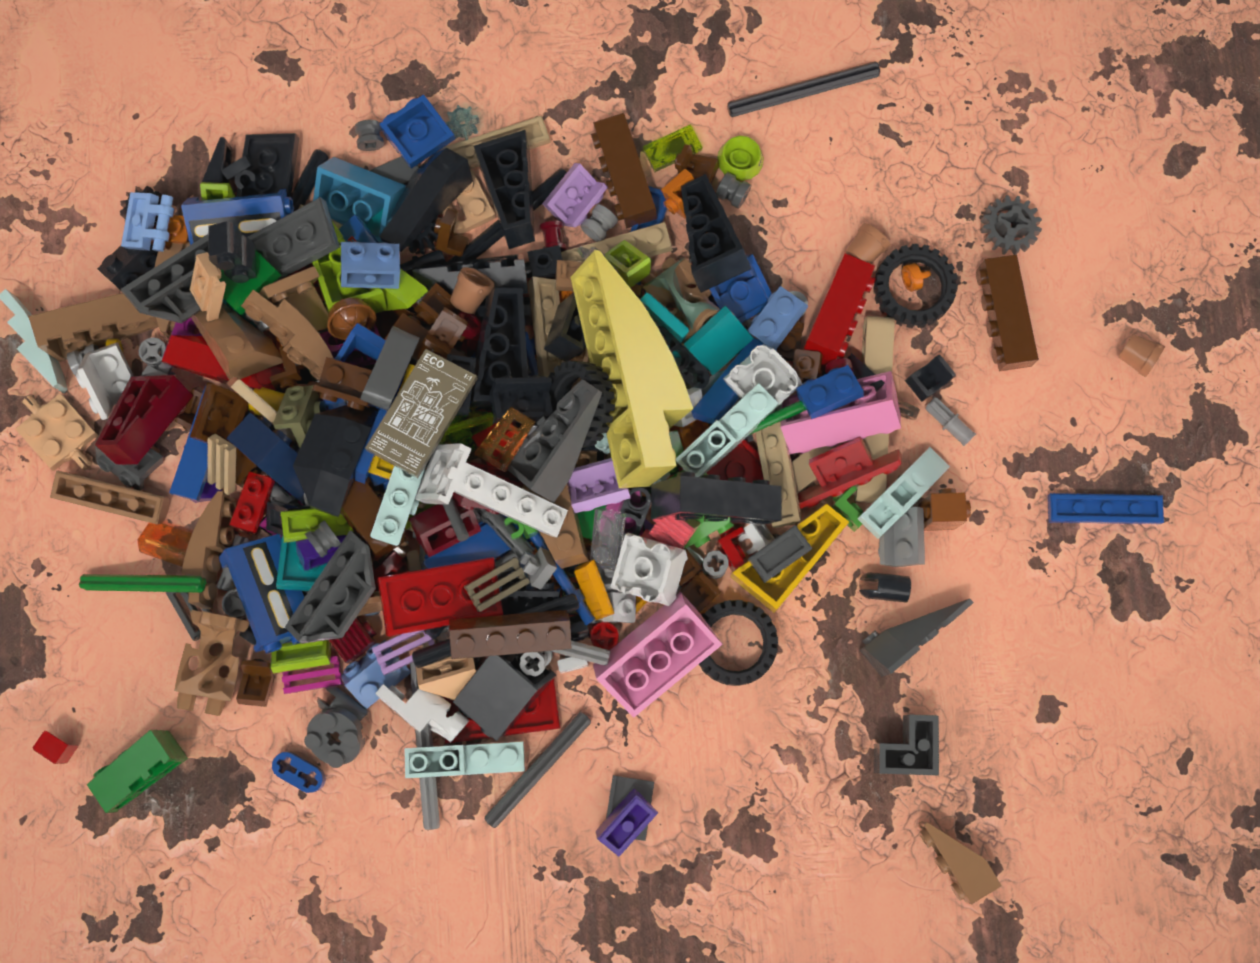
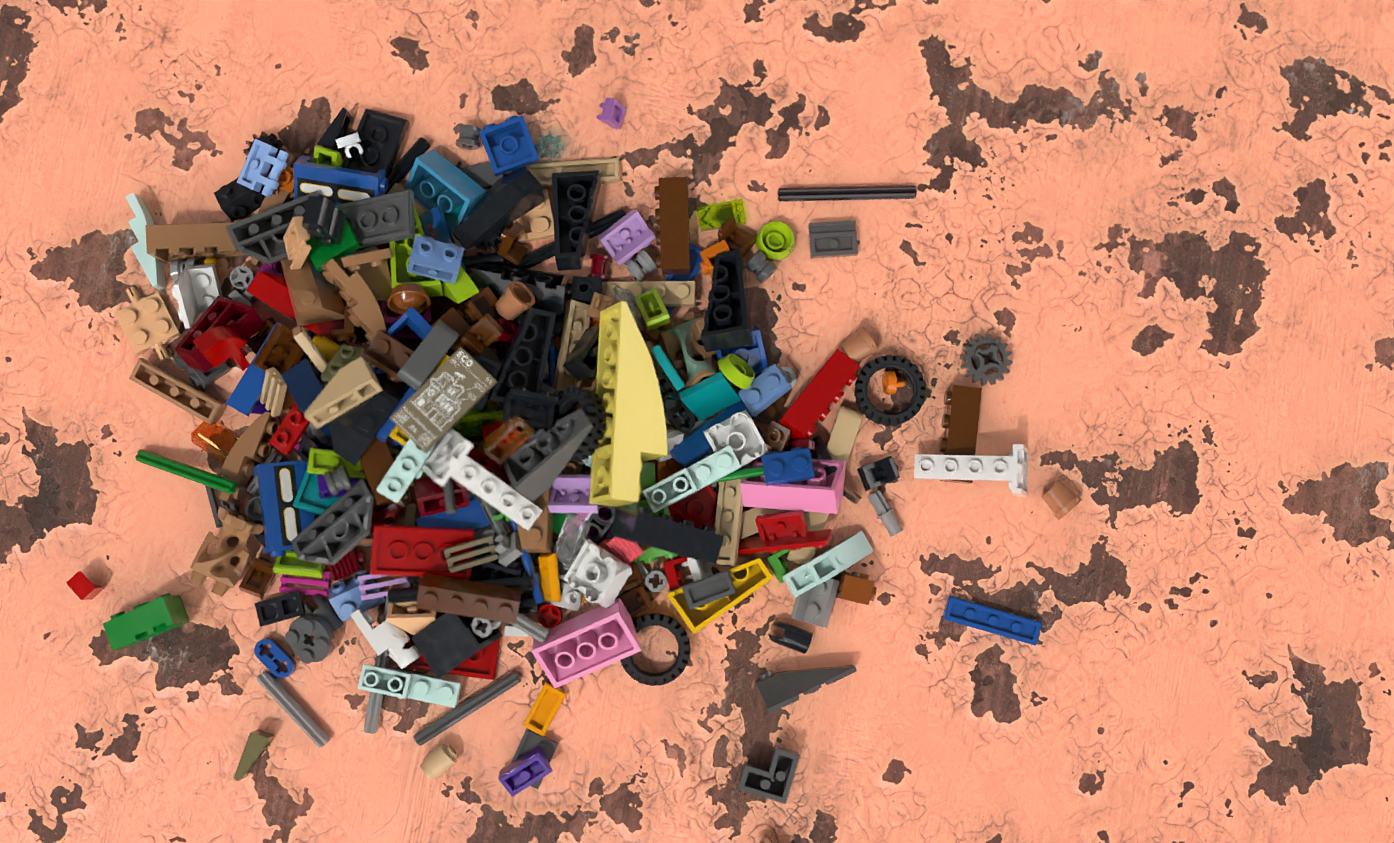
camera: 10 degrees right, 5 degrees up
(149, 423) = (220, 344): none -> red brick
(290, 713) = (279, 608): none -> black slope
(301, 885) = (254, 748): none -> olive slope
(306, 430) = (346, 390): none -> tan slope
(335, 826) = (293, 709): none -> light grey axle
(522, 69) = (612, 113): none -> medium lavender tile
(522, 839) = (439, 761): none -> tan brick
(627, 746) = (544, 709): none -> light orange tile
(741, 303) = (736, 371): none -> lime hat
(803, 141) = (832, 239): none -> dark grey plate
(1039, 339) = (980, 468): none -> white bracket

